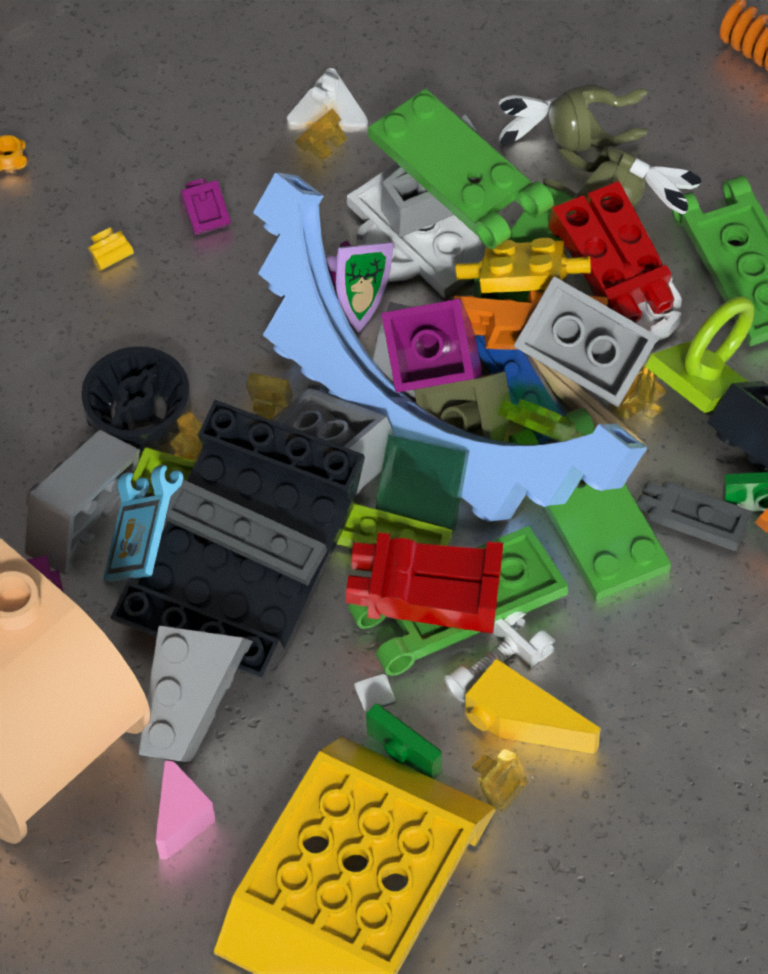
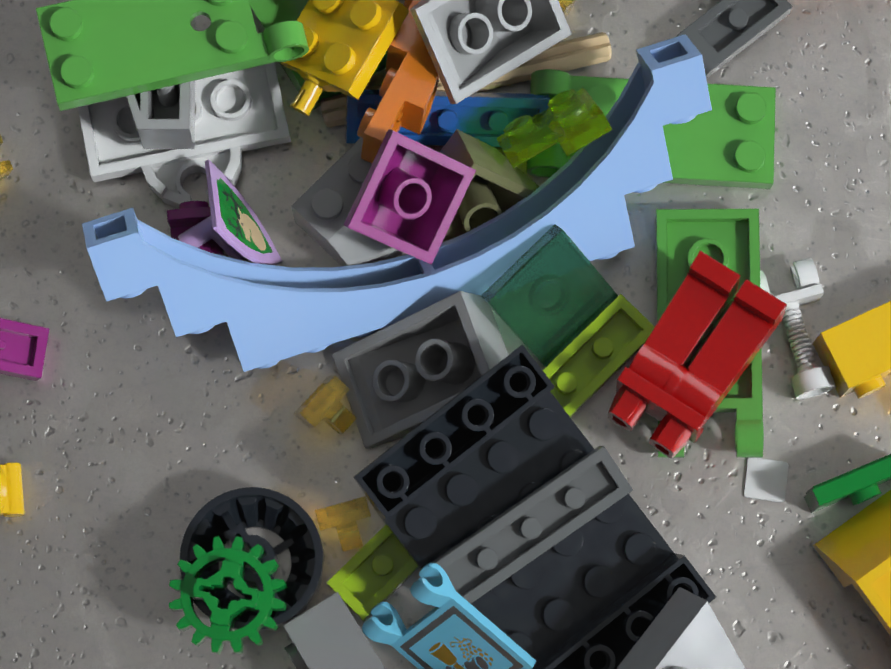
camera: 65 degrees left, 20 degrees up
(116, 369) = (233, 571): none -> green gear

